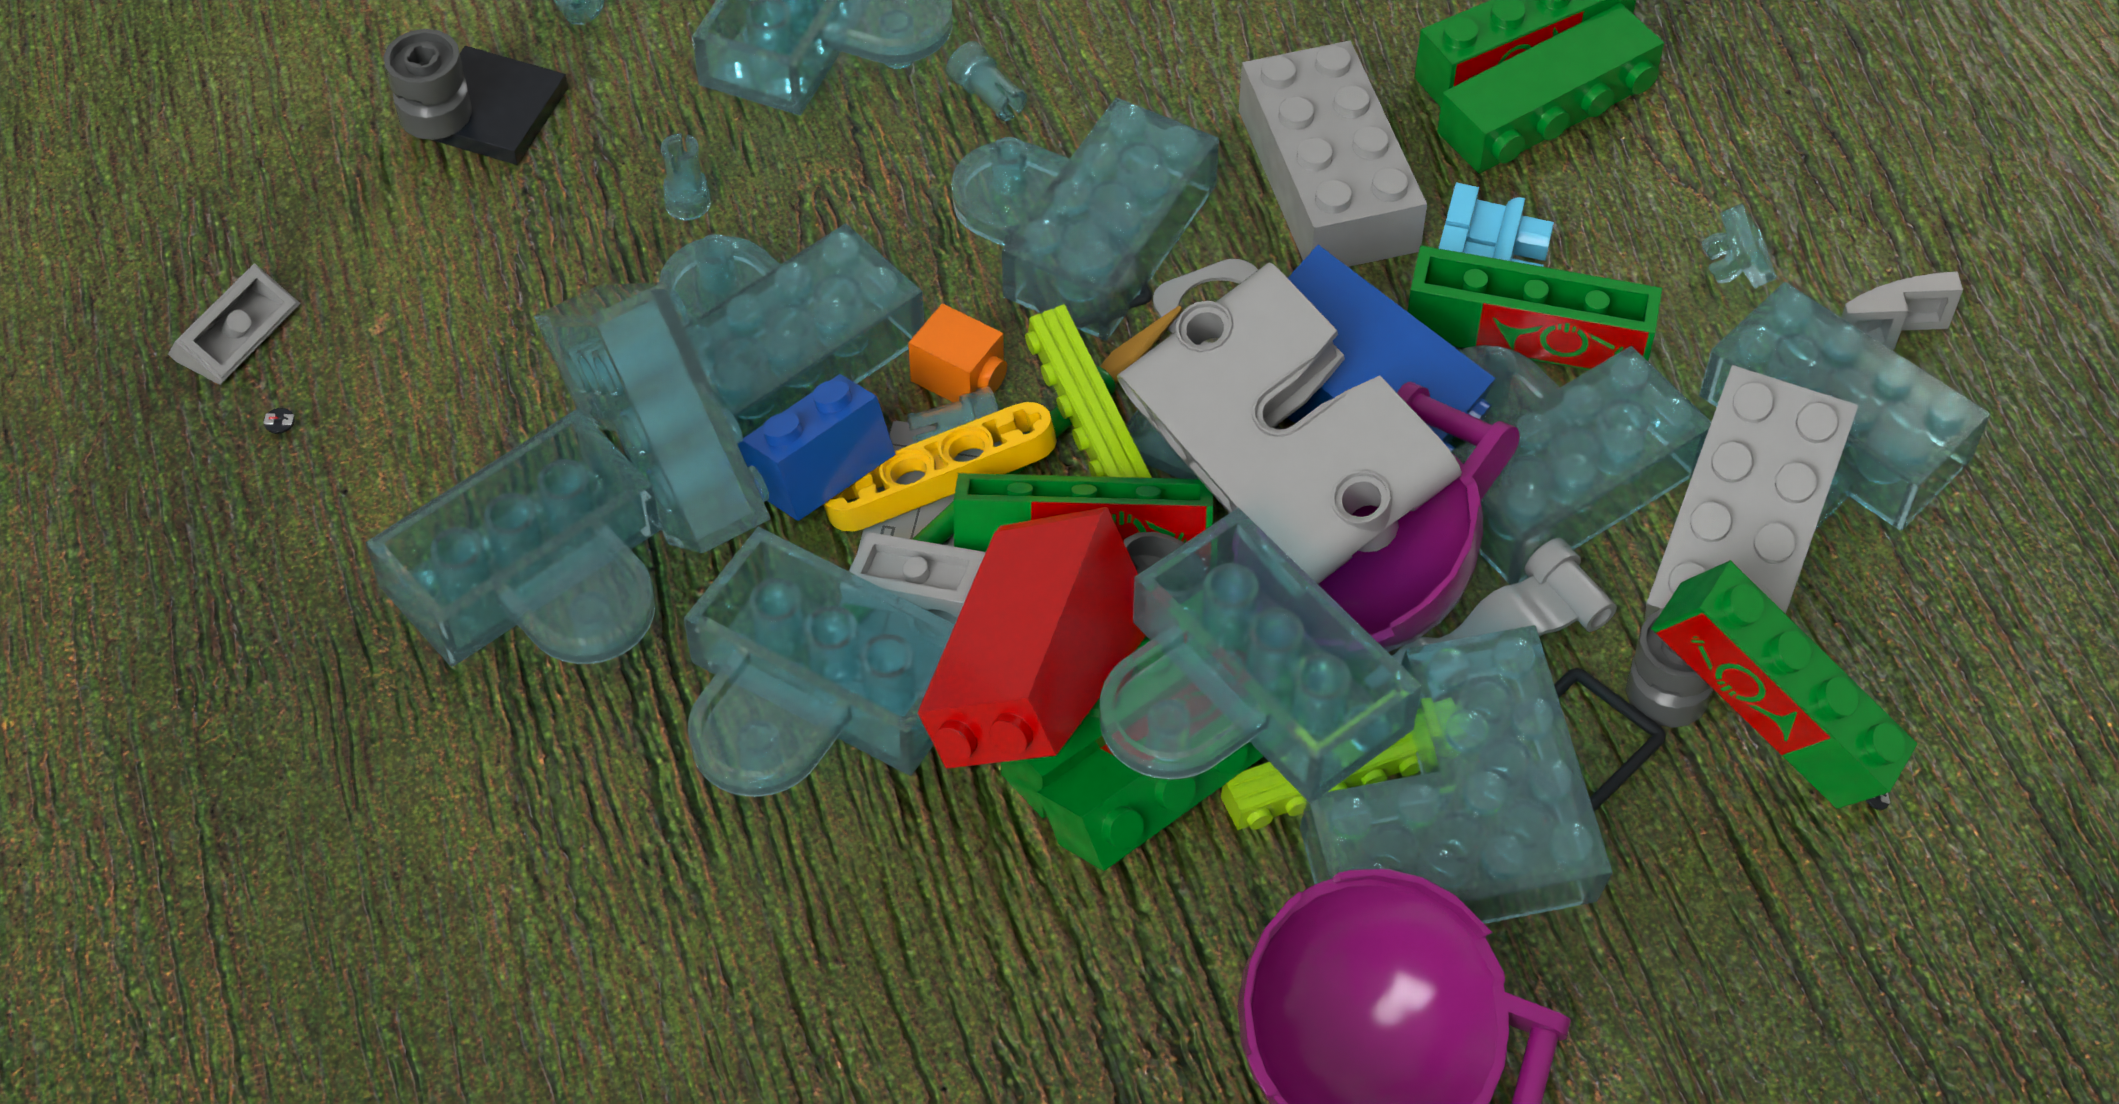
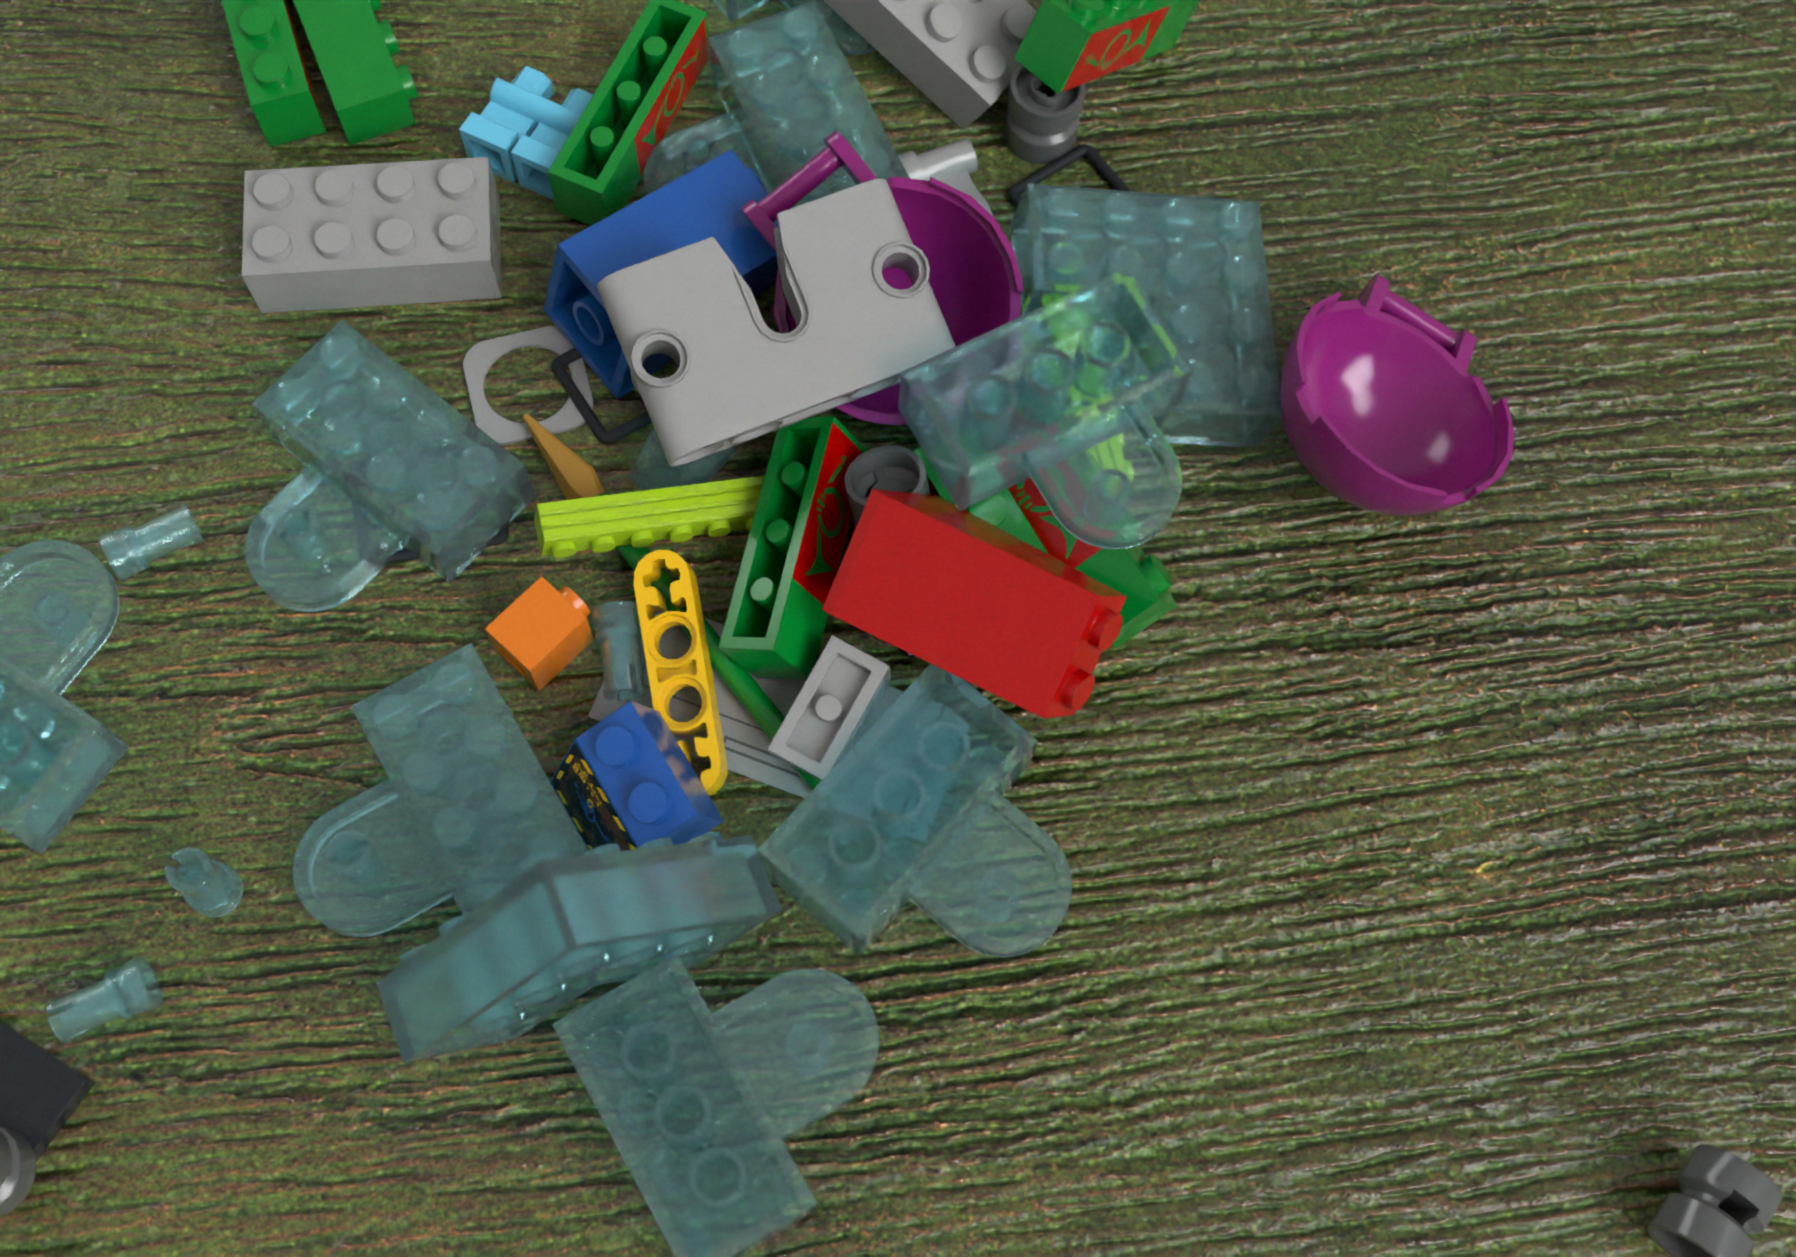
camera: 85 degrees left, 15 degrees up
(585, 154) = (120, 994): none -> clear light blue pin

